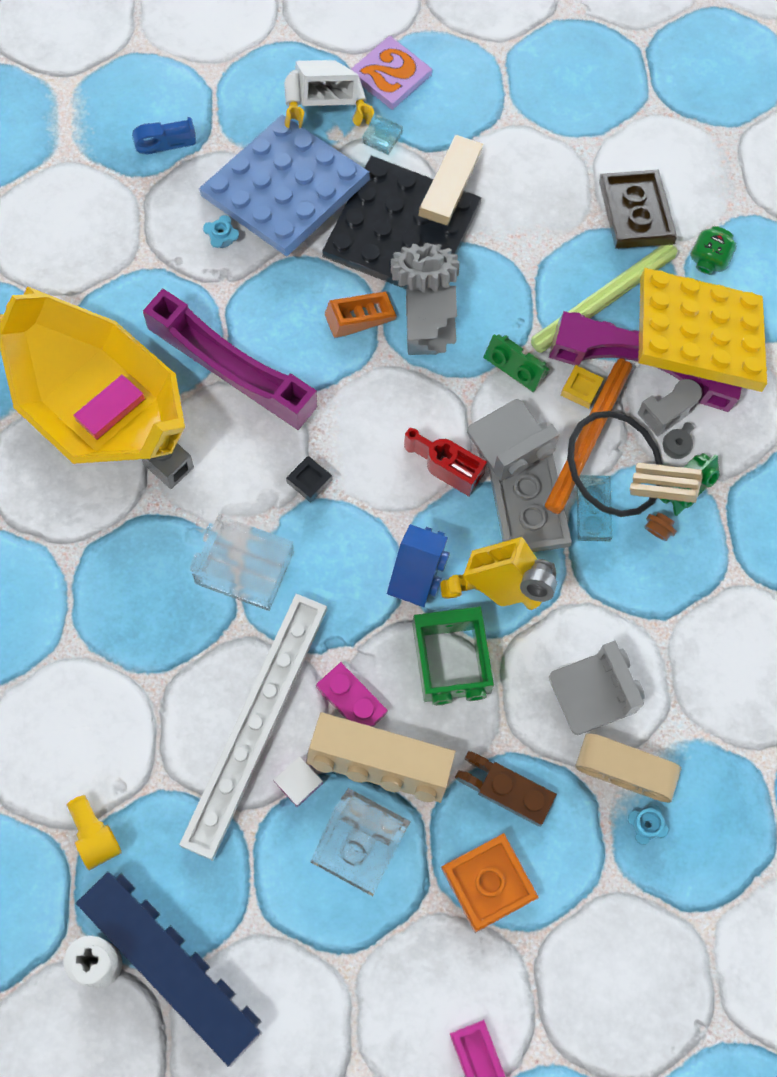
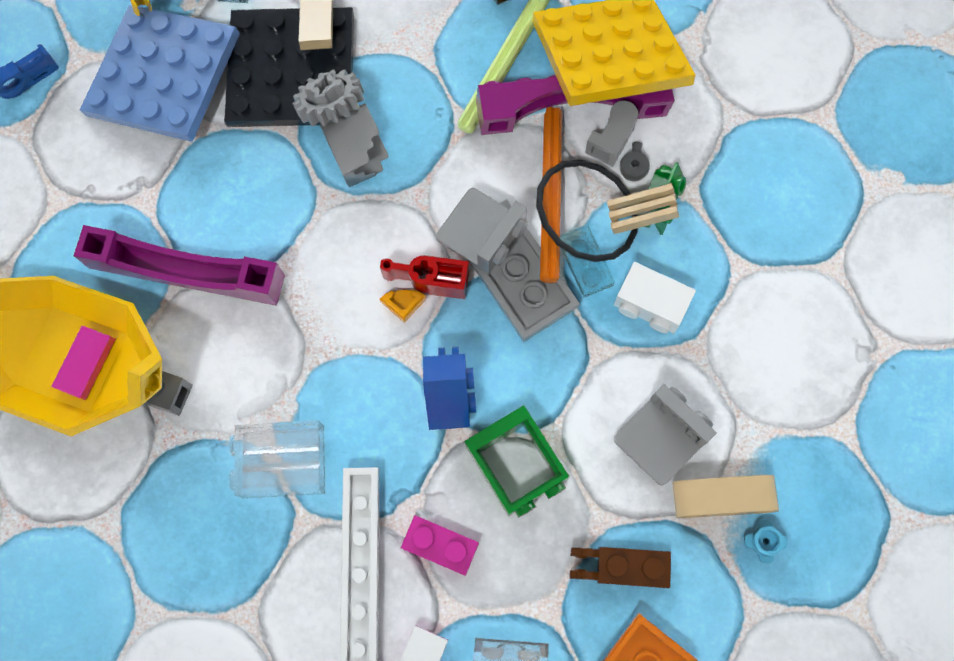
camera: 15 degrees left, 5 degrees up
(223, 239) = (125, 149): medium azure plate -> none
(309, 479) = (307, 349): black plate -> none
(343, 324) = (291, 175): orange slope -> none
(380, 758) = (493, 594): tan brick -> none
(411, 475) = (403, 302): none -> light orange tile
(506, 575) = (535, 364): yellow torso -> none
(510, 359) = (443, 150): green hinge -> none
(582, 386) = (524, 149): yellow plate -> none
(641, 567) = (654, 298): none -> white brick
(660, 526) = (653, 251): dark orange plate -> none

